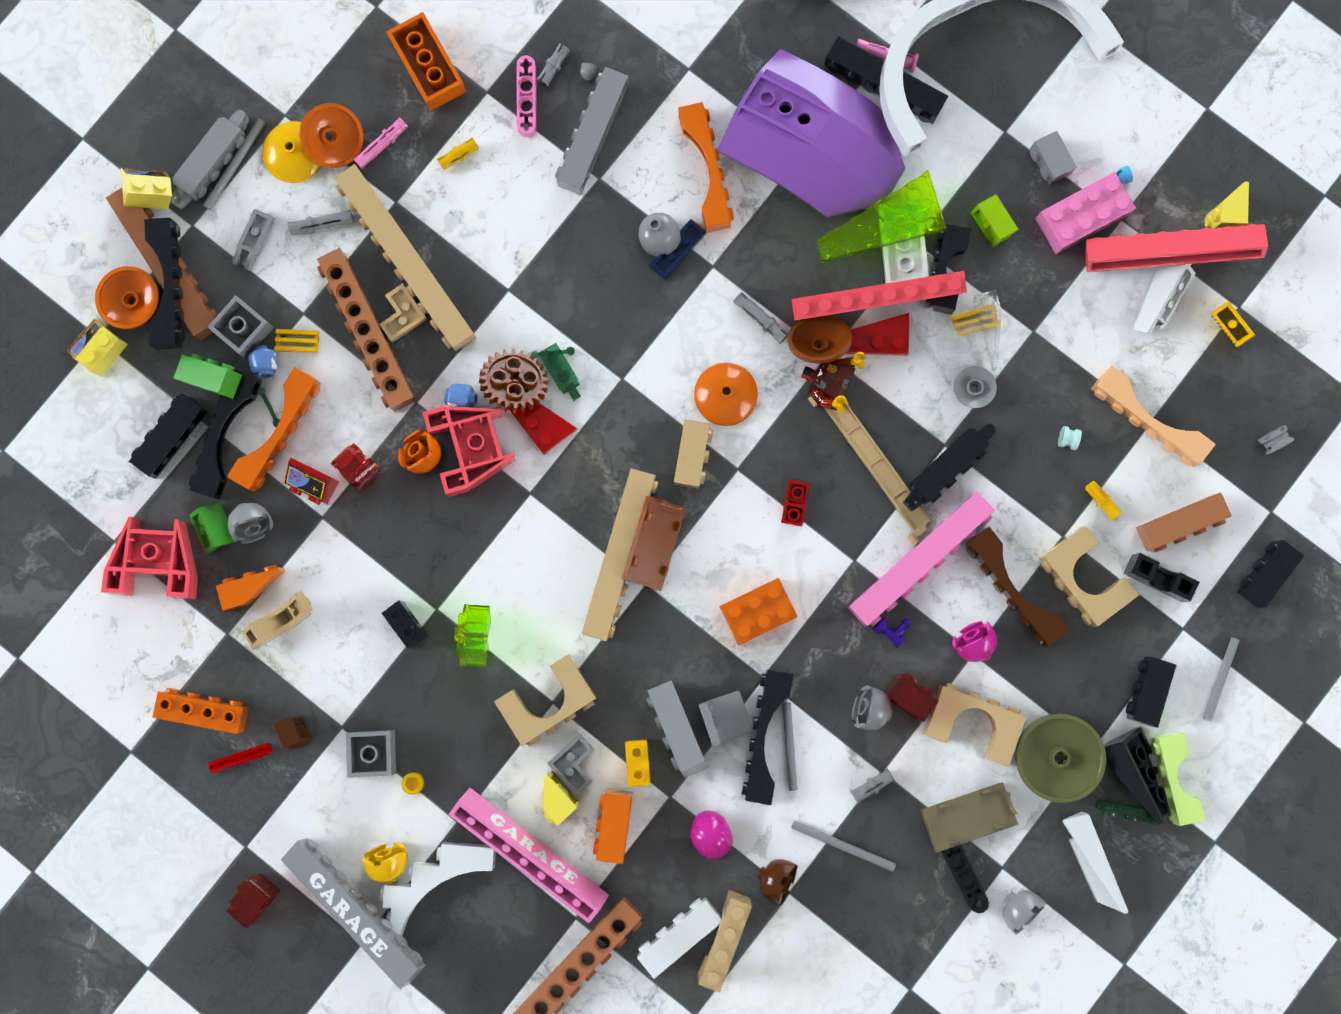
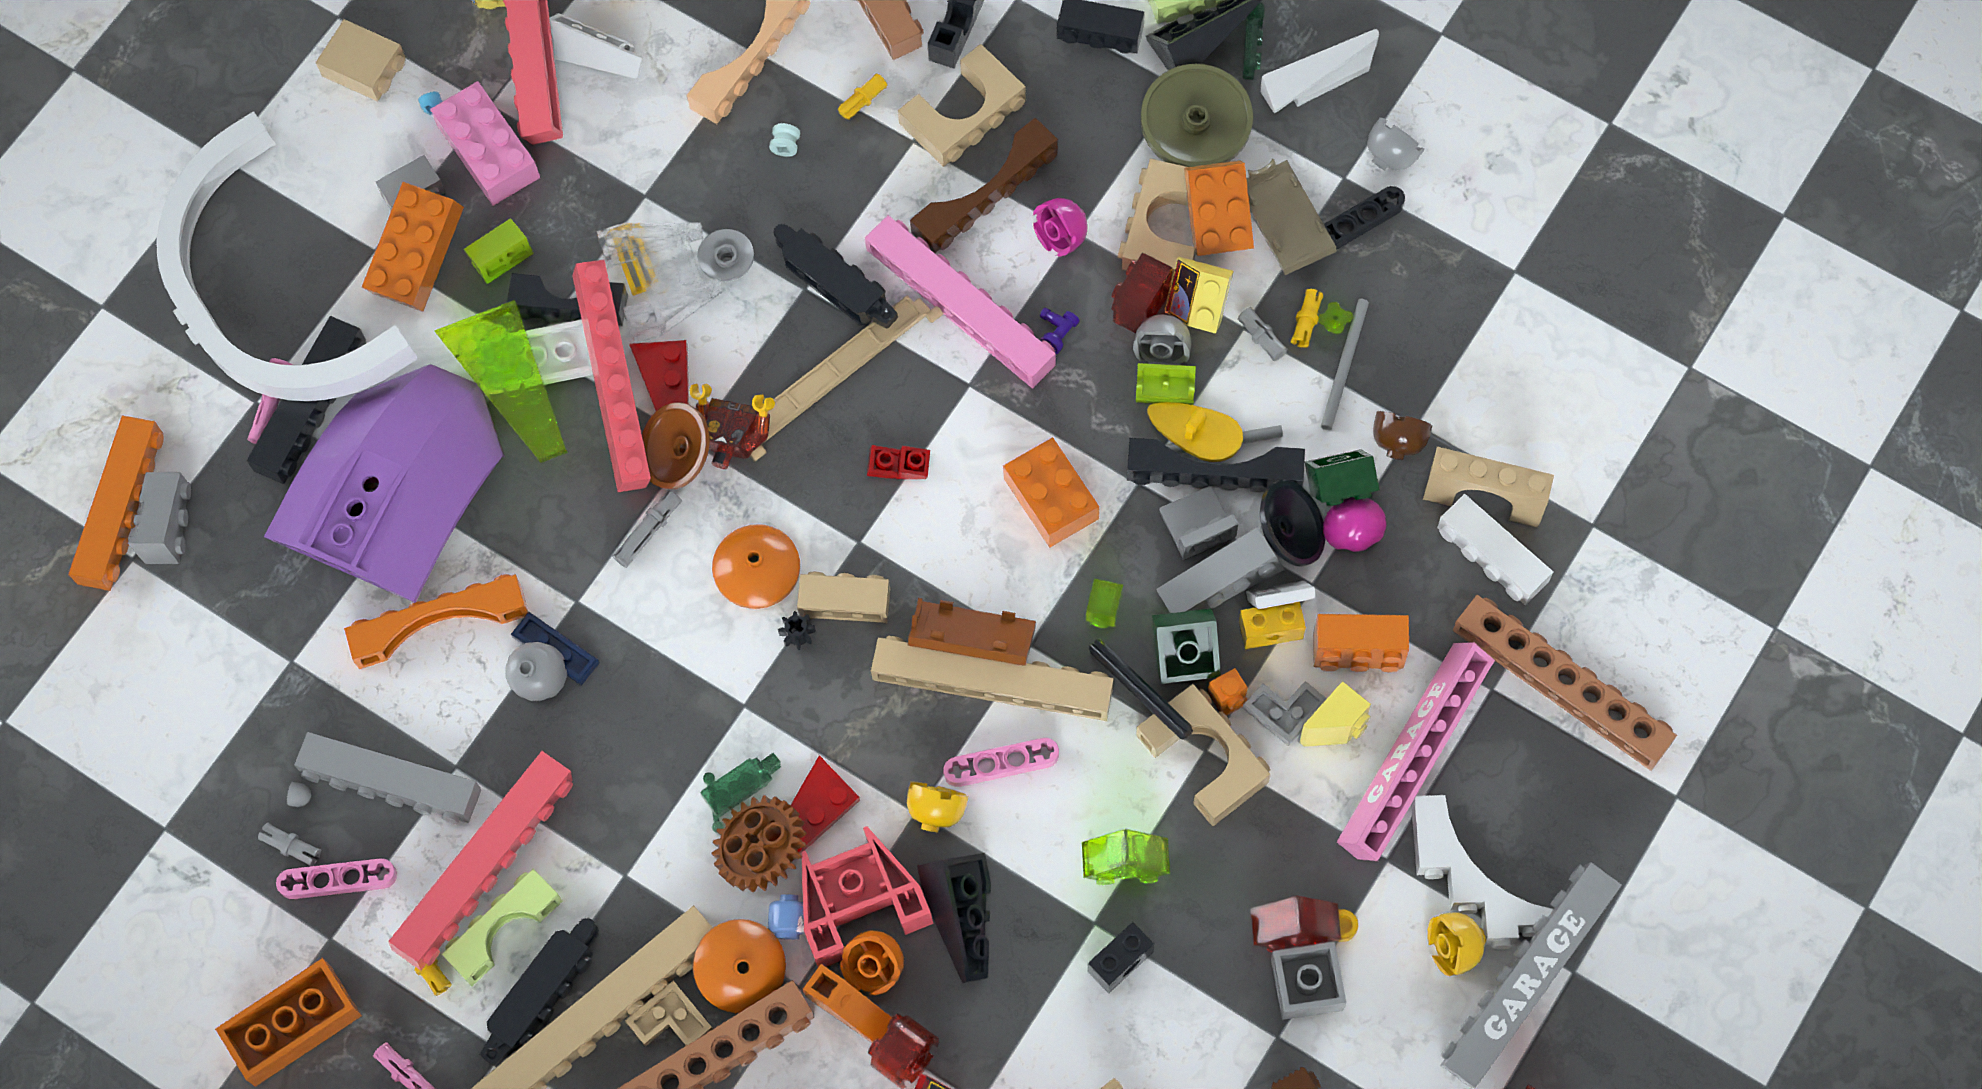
camera: 95 degrees left, 15 degrees down
(393, 434) = (846, 1004): none -> orange slope
(411, 749) = (1295, 923): none -> clear red brick
(431, 227) = (538, 990): none -> black hinge
(441, 362) = (723, 950): none -> orange dish
(459, 514) = (957, 902): none -> black wedge
(461, 185) = (527, 899): none -> yellowish green arch
(523, 191) = (481, 861): none -> coral brick
(528, 506) = (935, 806): none -> yellow cylinder
(558, 555) = (1002, 767): none -> bright pink beam
(589, 724) = (1228, 692): none -> orange brick
(595, 660) = (1141, 689): none -> black axle
(624, 697) = (1186, 646): none -> dark green brick
(657, 772) = (1281, 594): none -> white tile
(667, 641) = (1104, 603): none -> clear neon green brick
(670, 412) = (796, 638): none -> black gear
(711, 787) = (1292, 523): none -> black dish
(744, 830) = (1342, 477): none -> dark green brick
(798, 727) = (1197, 430): none -> yellow shield
(837, 707) = (1165, 383): none -> lime hinge
(875, 844) = (1332, 325): none -> clear neon green plate
(883, 822) = (1307, 318): none -> yellow pin
(906, 740) = (1198, 294): none -> light yellow slope
(976, 765) = (1219, 208): none -> orange brick
(999, 156) = (412, 246): none -> orange brick
(1165, 123) = (361, 60): none -> tan brick

